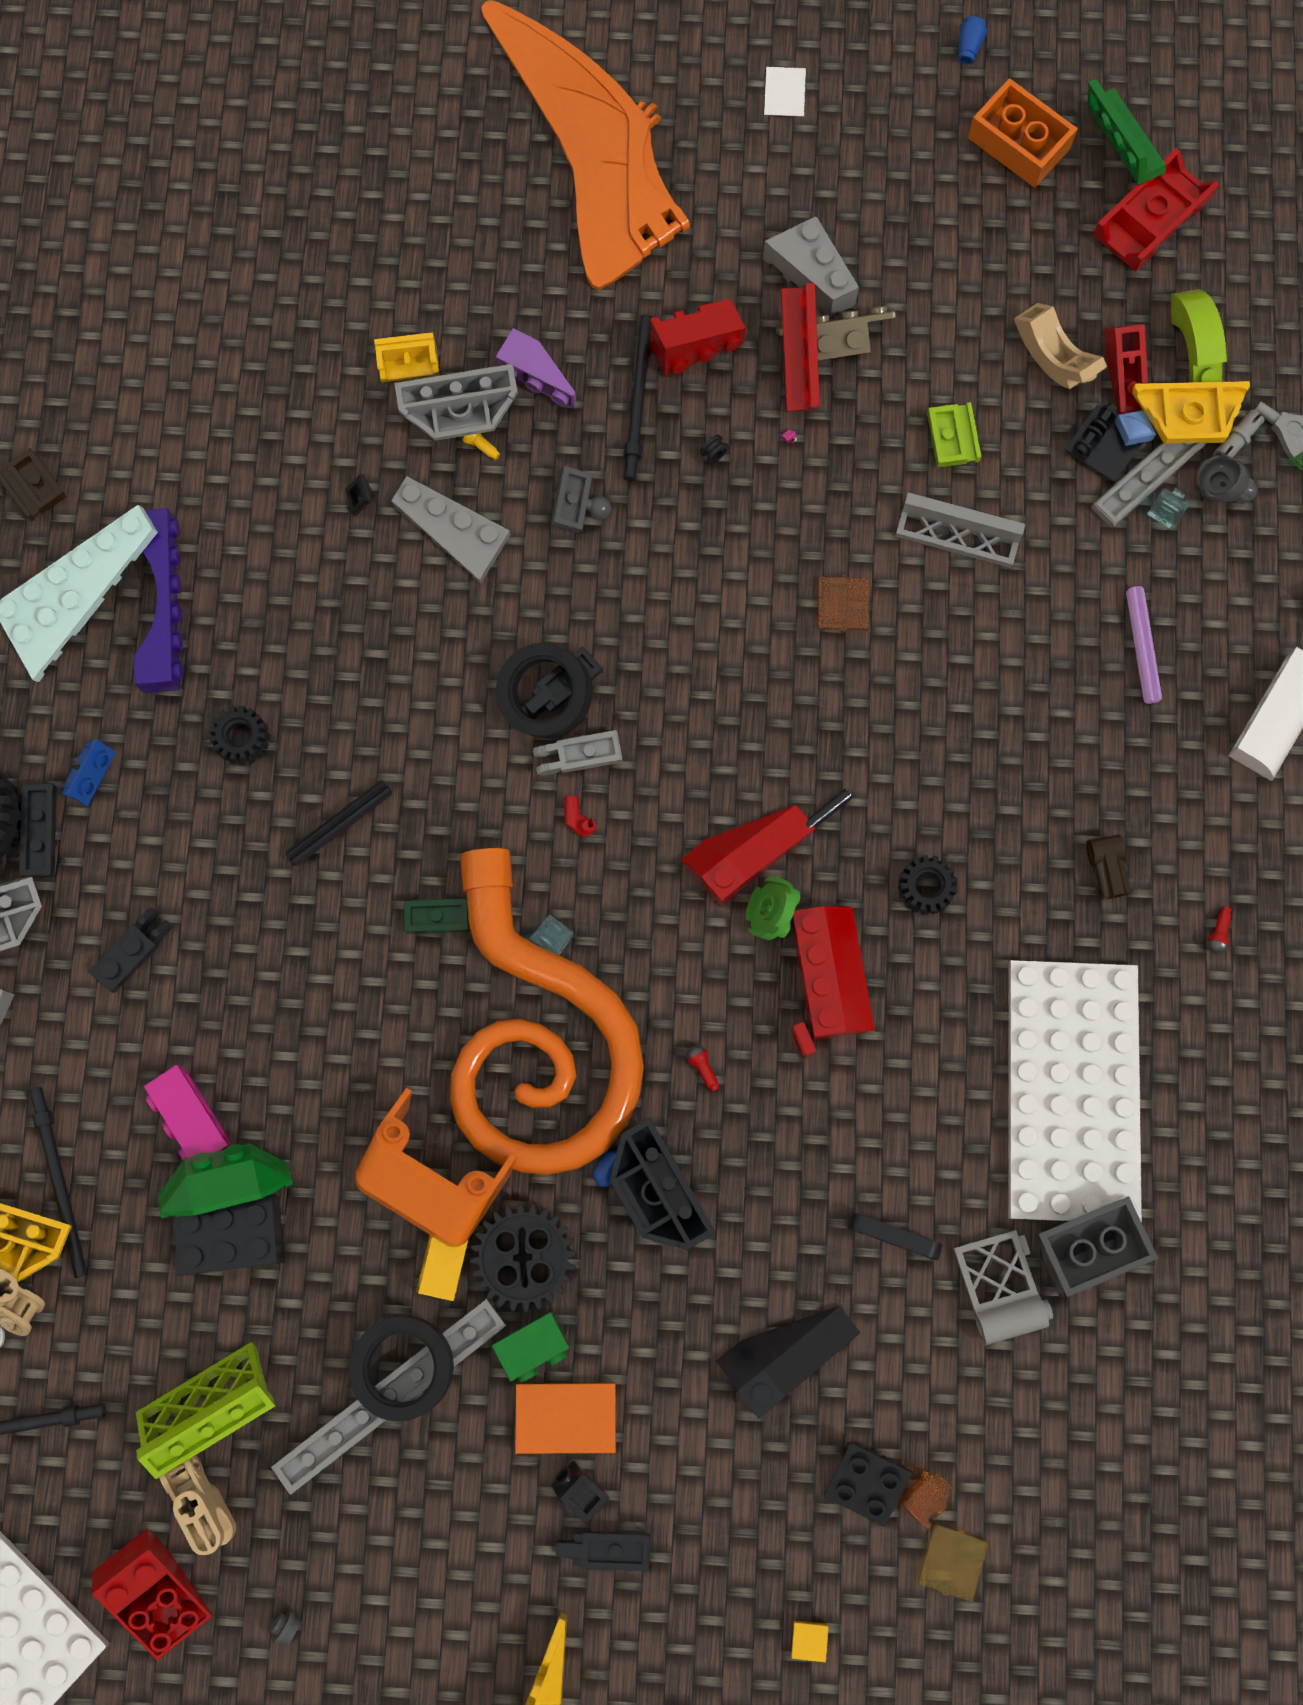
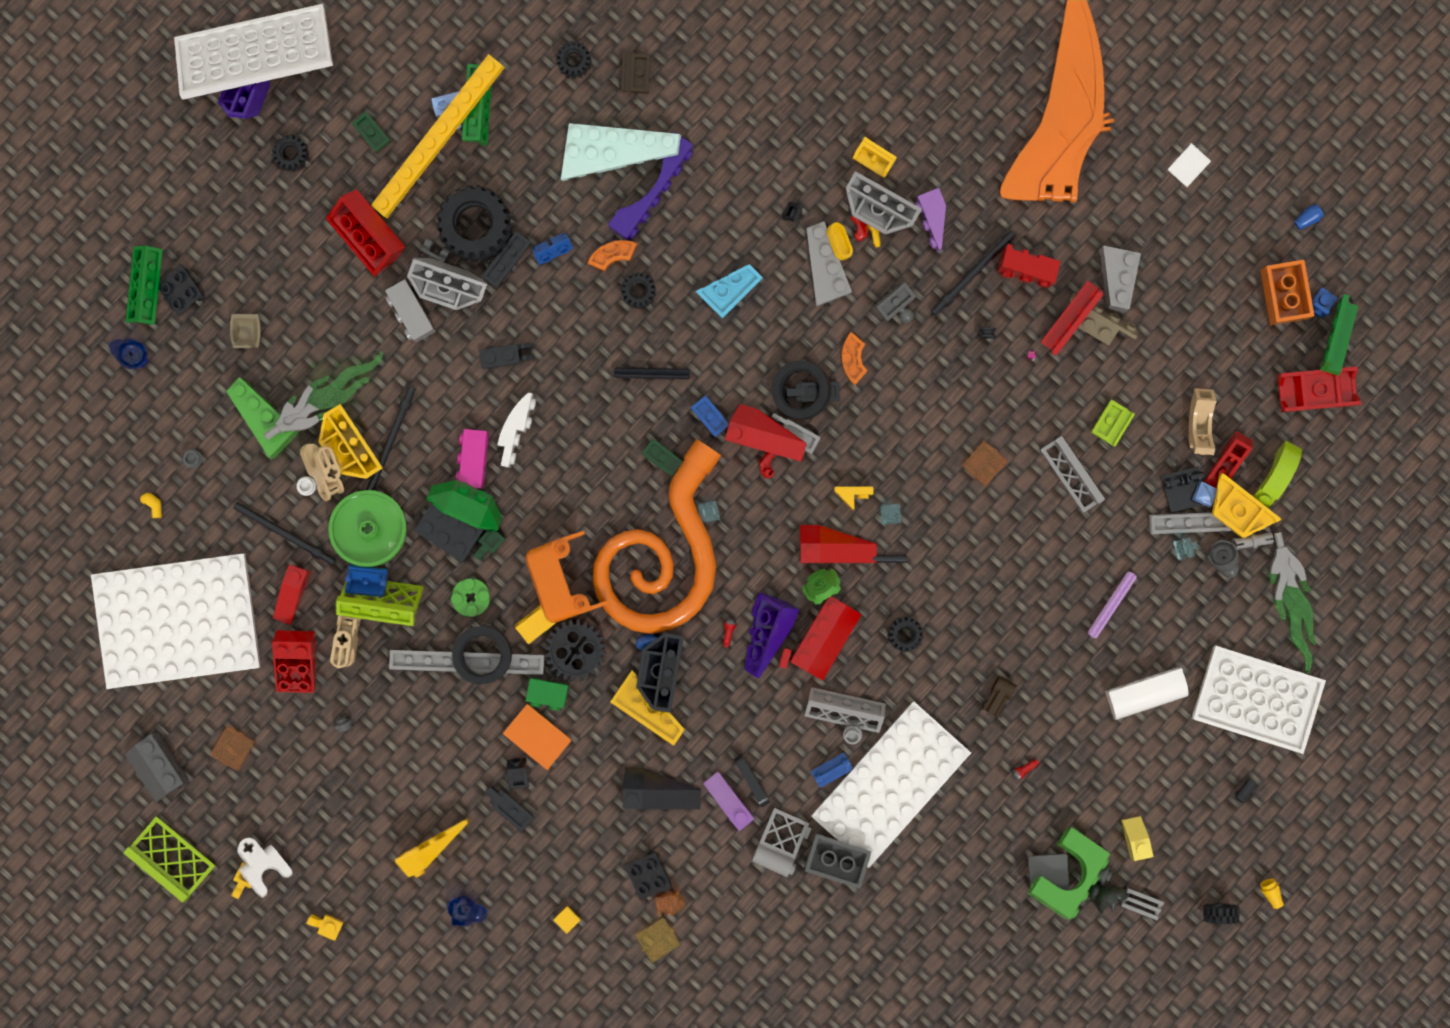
camera: 30 degrees right, 10 degrees up
(74, 1503) = (291, 593): none -> red slope
(113, 1325) = (367, 528): none -> bright green dish
(164, 1397) = (366, 581): none -> blue hinge
(169, 718) = (612, 252): none -> orange tile
(208, 1023) = (517, 421): none -> white slope
(296, 1206) = (490, 542): none -> dark green plate
(313, 1317) = (470, 608): none -> bright green plate
(356, 648) = (730, 290): none -> medium azure wing
(444, 484) = (839, 241): none -> yellow tile
(456, 816) = (710, 416): none -> blue plate
(459, 448) = (862, 229): none -> red arm
(538, 782) = (758, 431): none -> red wedge
(576, 608) = (851, 358): none -> orange tile
(659, 1264) = (633, 704): none -> yellow wing
(708, 771) = (847, 494): none -> yellow slope
(752, 1016) = (770, 627): none -> dark purple wedge
(781, 755) = (890, 514): none -> clear light blue tile
(888, 1289) = (729, 801): none -> medium lavender slope
(934, 1037) = (846, 707): none -> light grey fence
(971, 1067) = (852, 734): none -> light grey plate
(984, 1135) = (831, 770): none -> blue hinge
(1074, 113) = (1323, 302): none -> blue bracket

